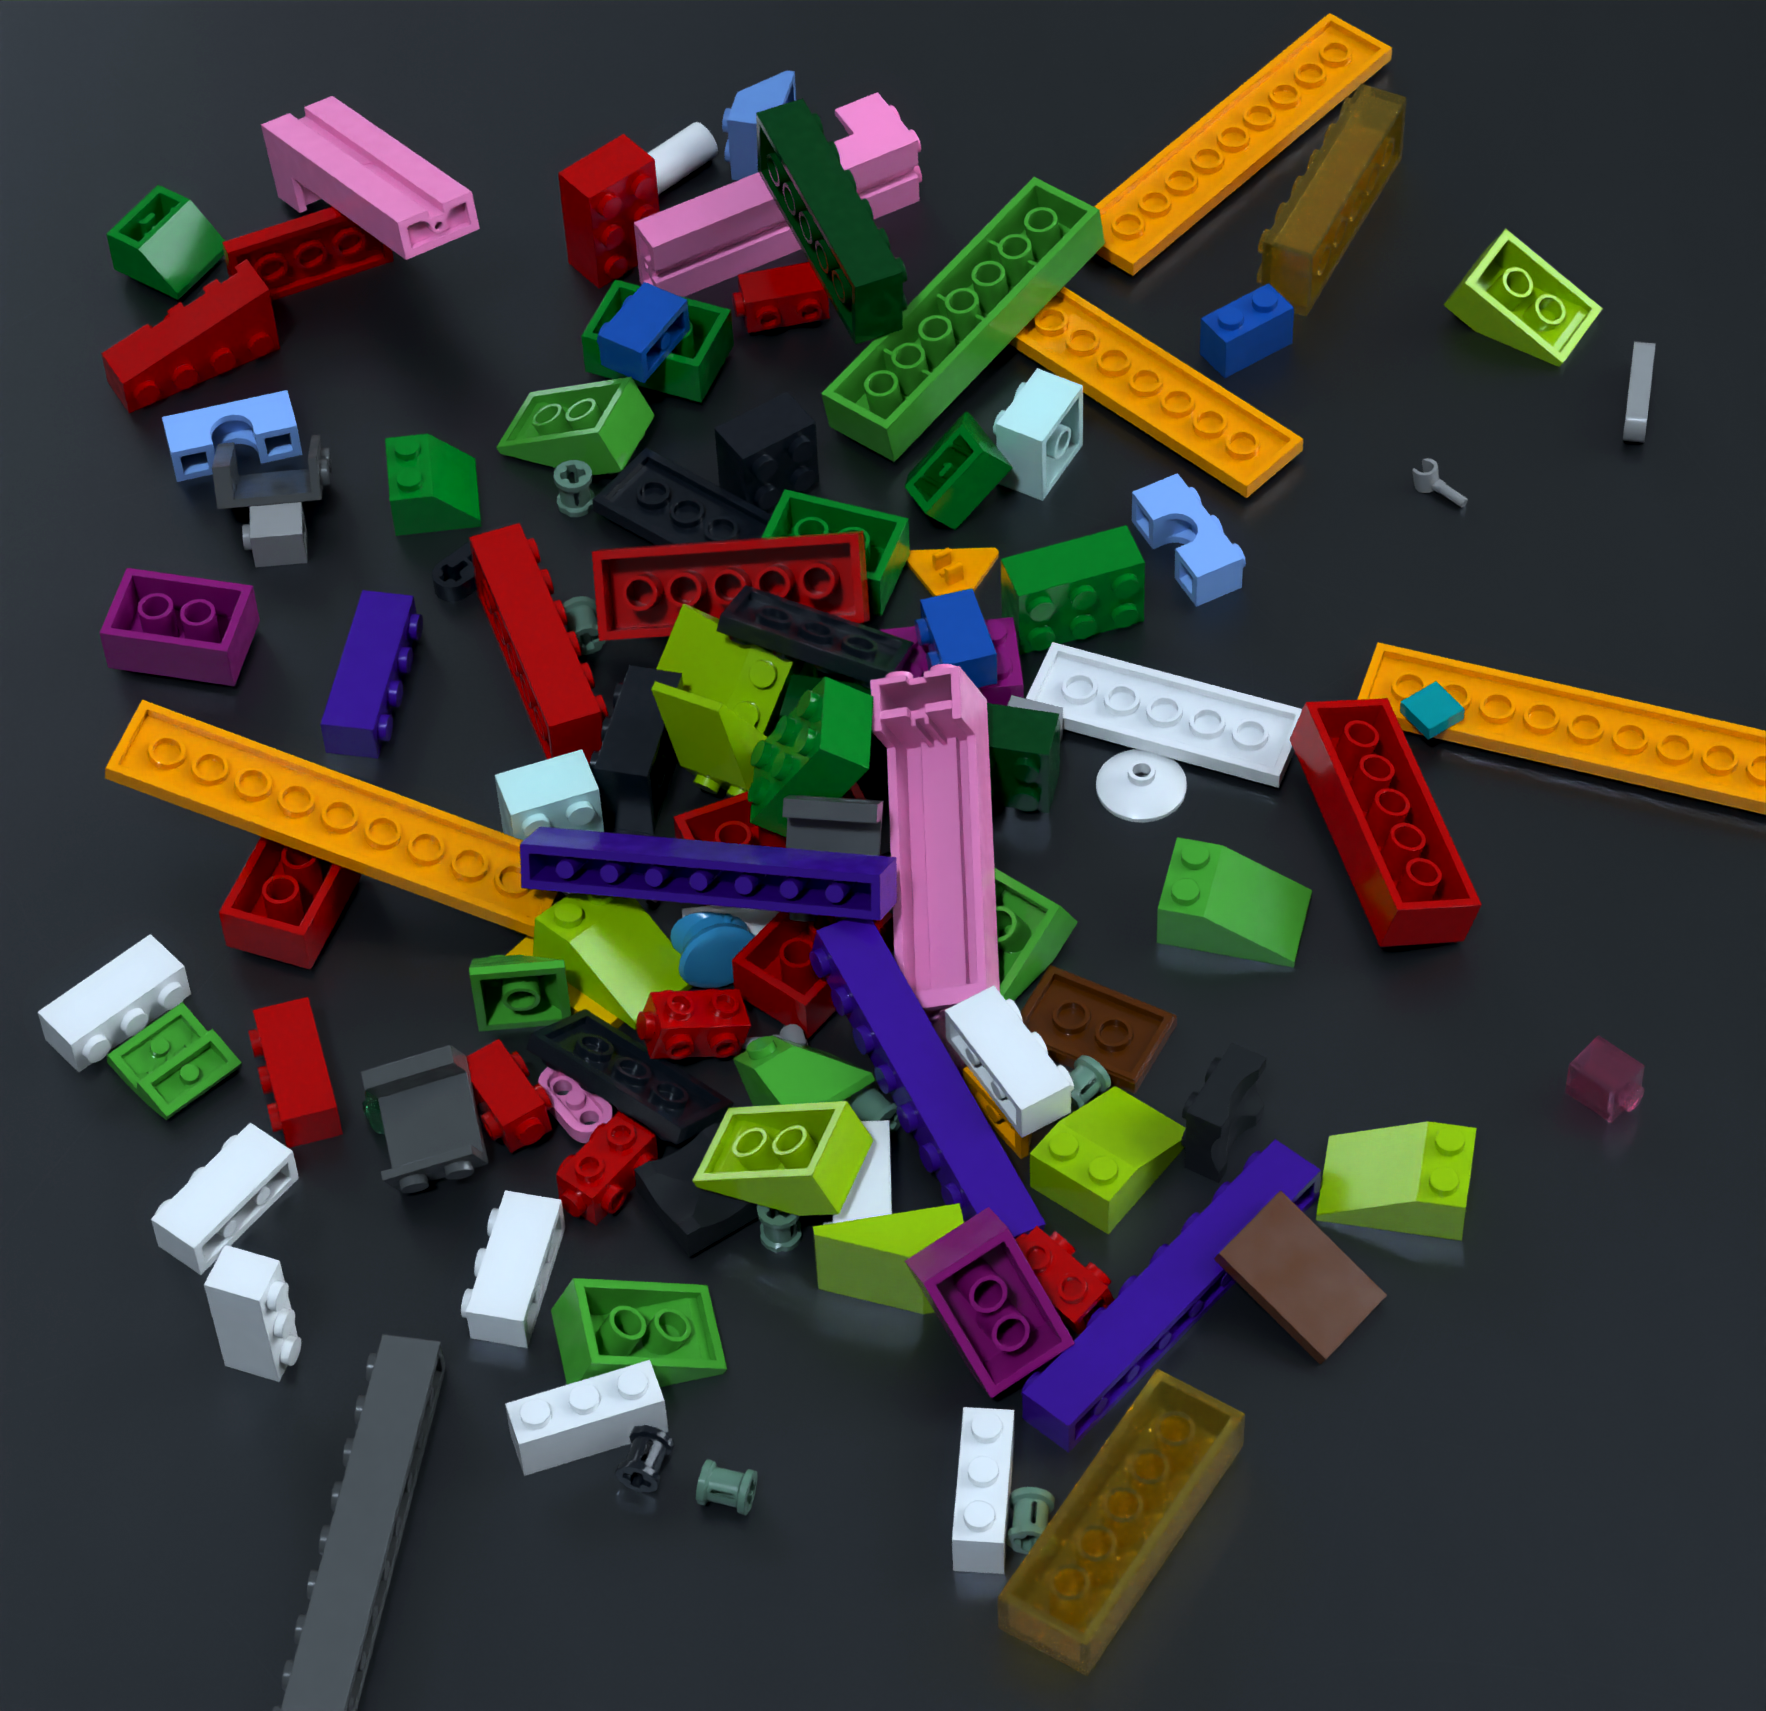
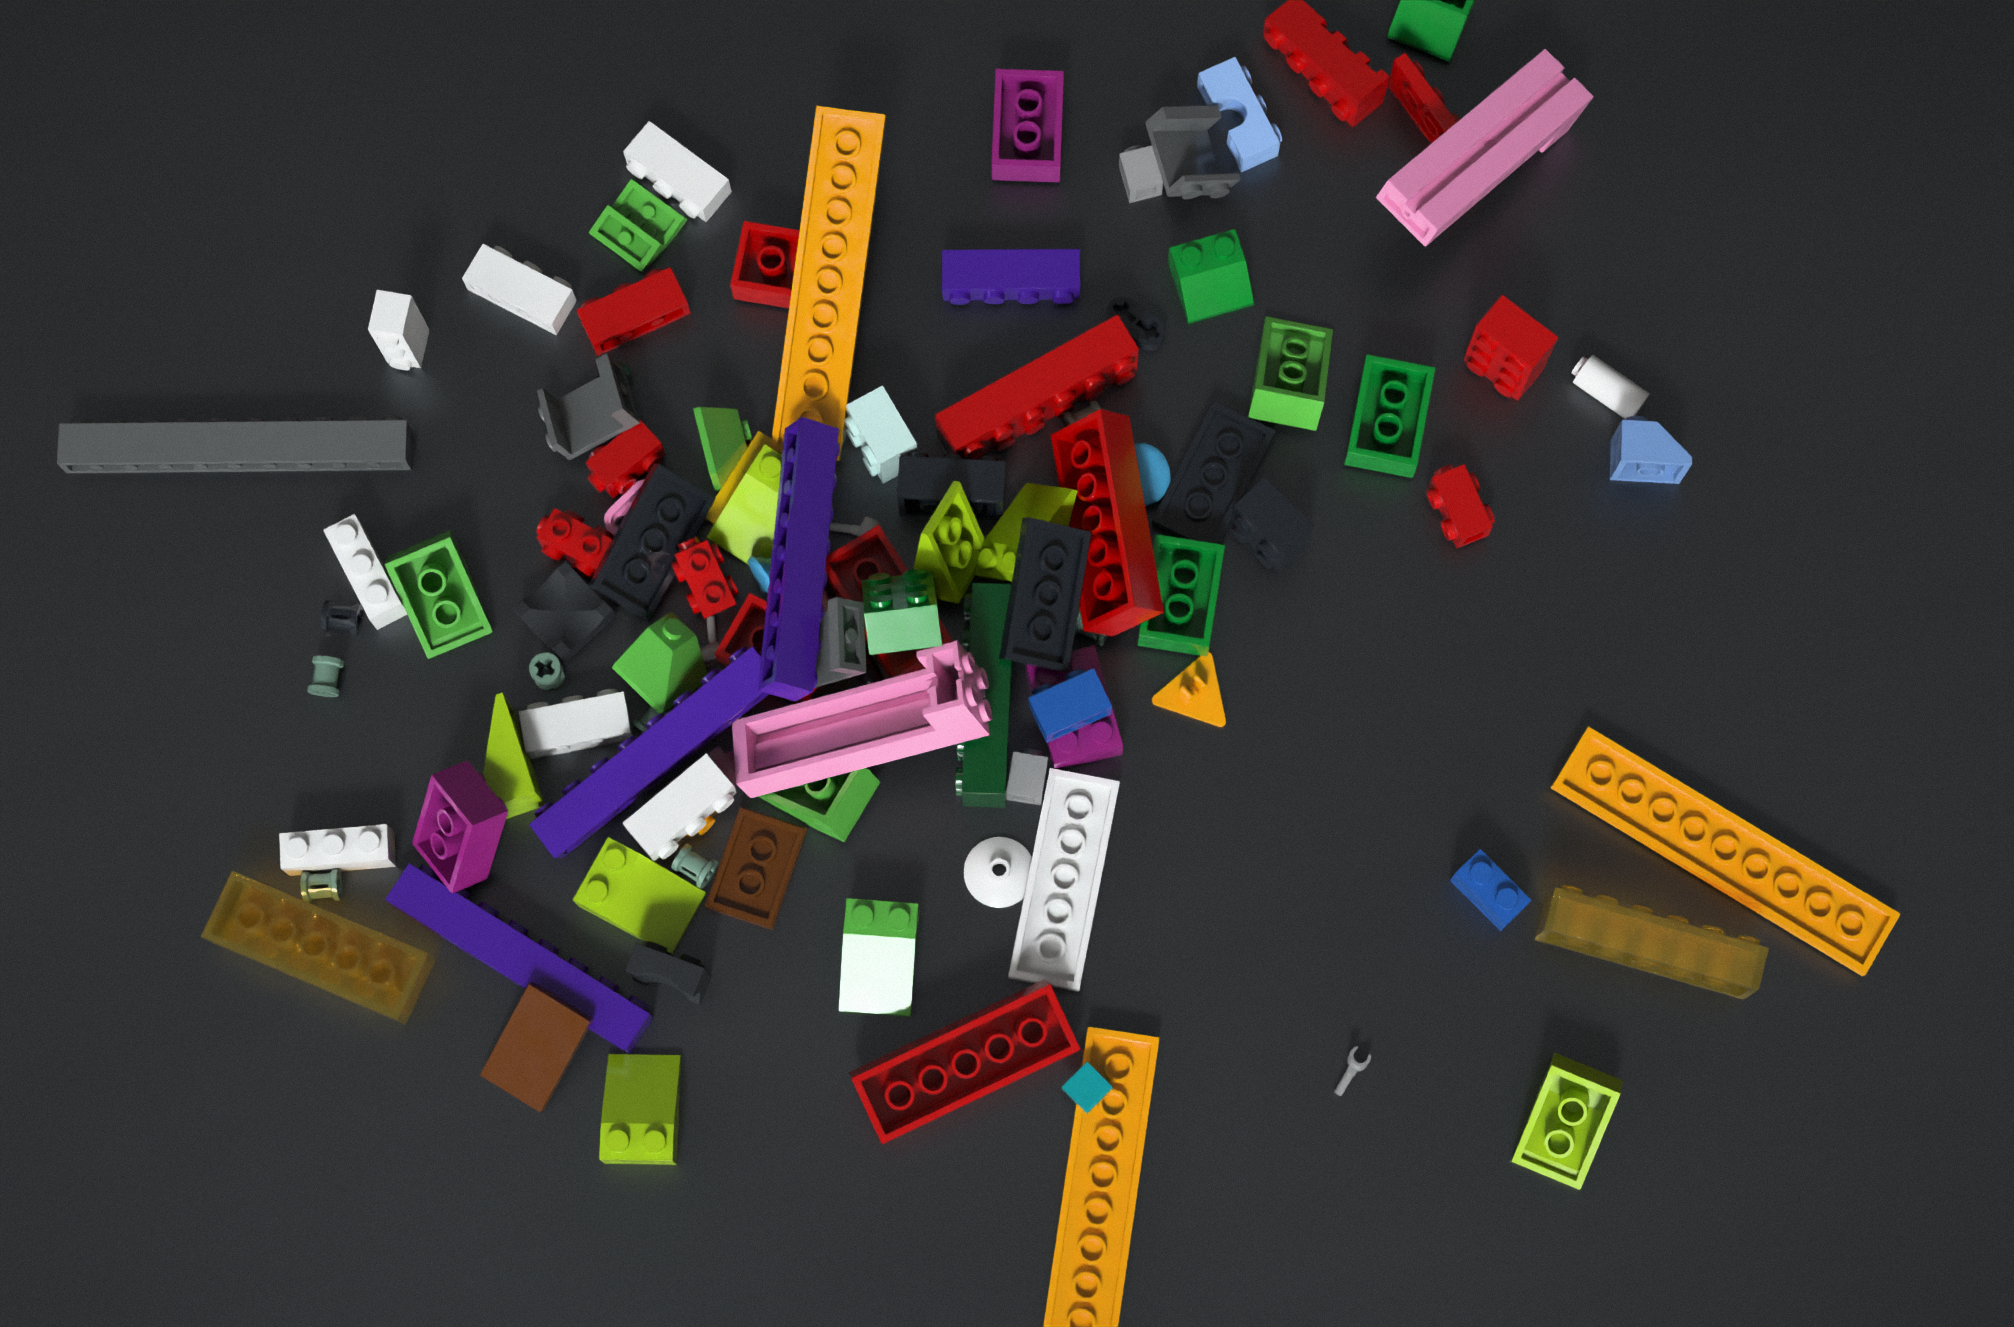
camera: 80 degrees right, 25 degrees up
(514, 1268) = (484, 497): white brick -> none
(583, 478) = (1230, 376): sand green bush -> none
(643, 332) = (1364, 400): blue brick -> none
(741, 223) = (1608, 549): bright pink brick -> none
(787, 1156) = (574, 663): lime slope -> none
(831, 221) = (1490, 523): dark green brick -> none
(957, 473) = (1280, 674): green slope -> none
(964, 318) = (1446, 655): bright green brick -> none
(1040, 432) = (1331, 735): light aqua brick -> none
(1069, 1285) = (514, 875): red brick -> none
(1074, 589) = (1163, 788): green brick -> none
(1158, 393) = (1436, 788): light orange plate -> none
(1174, 514) = (1227, 894): light blue arch -> none
(1605, 1079) = (749, 1257): clear pink brick -> none
(1639, 392) = (1480, 1228): light grey beam -> none

